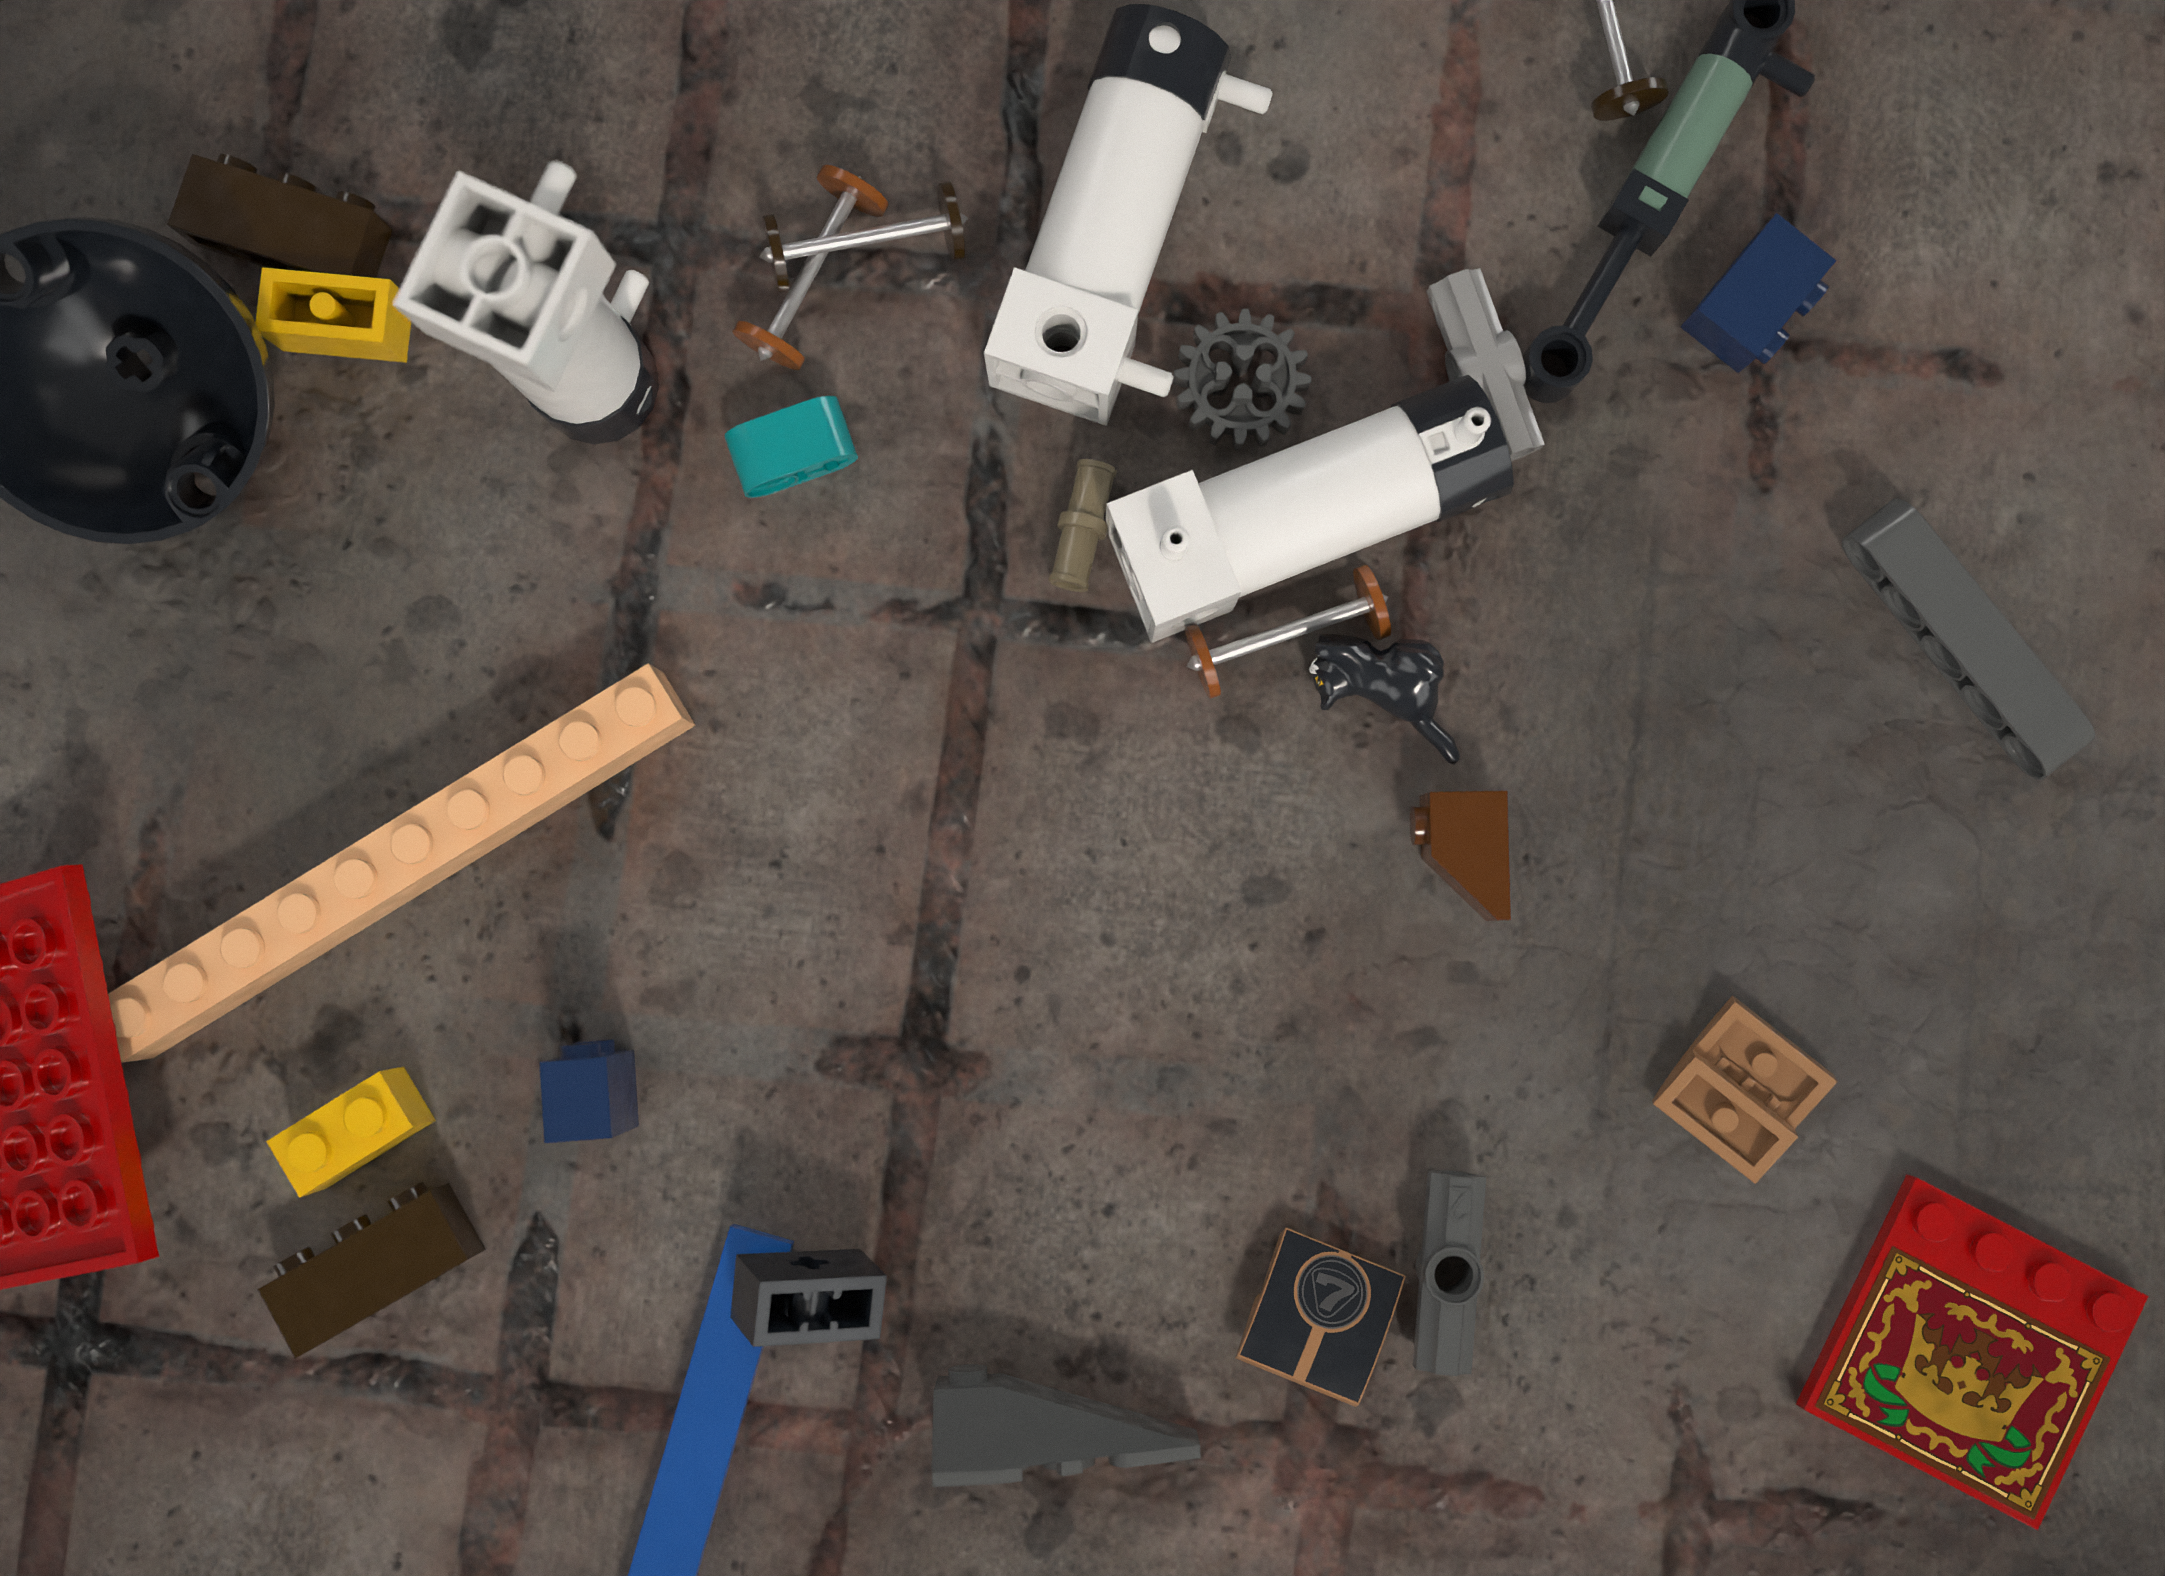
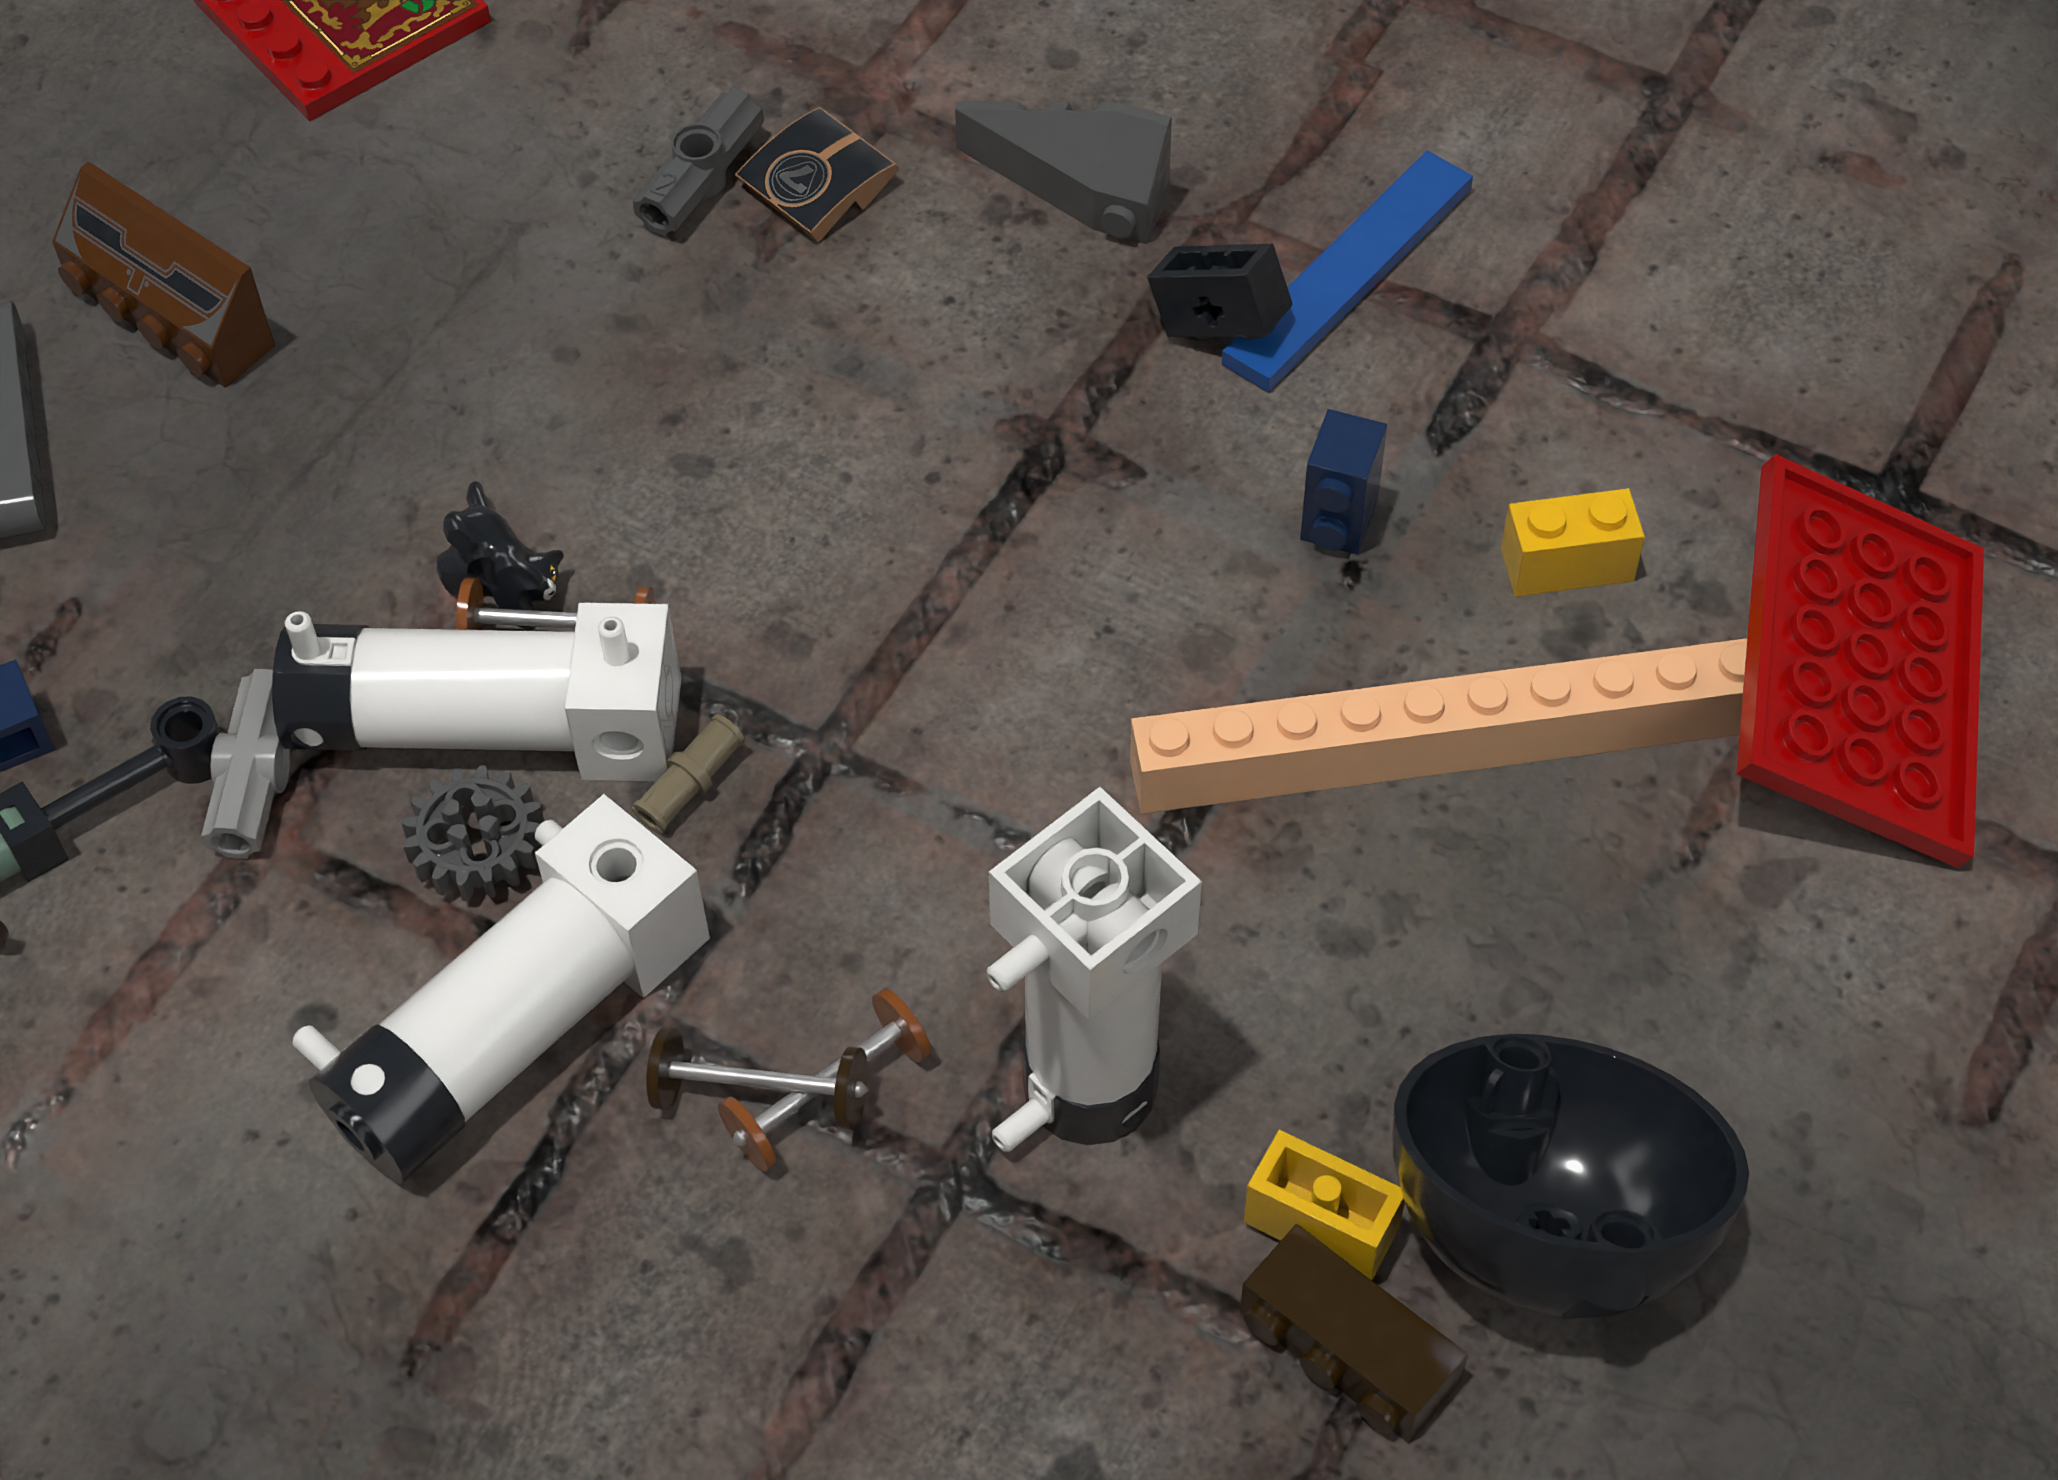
camera: 155 degrees left, 30 degrees down
(369, 1266) = (1592, 445): dark brown brick -> none
(791, 446) = (924, 935): teal beam -> none
(1467, 846) = (500, 422): reddish brown slope -> none
(1743, 1089) = (395, 205): medium nougat slope -> none
(1913, 858) = (161, 278): none -> reddish brown slope

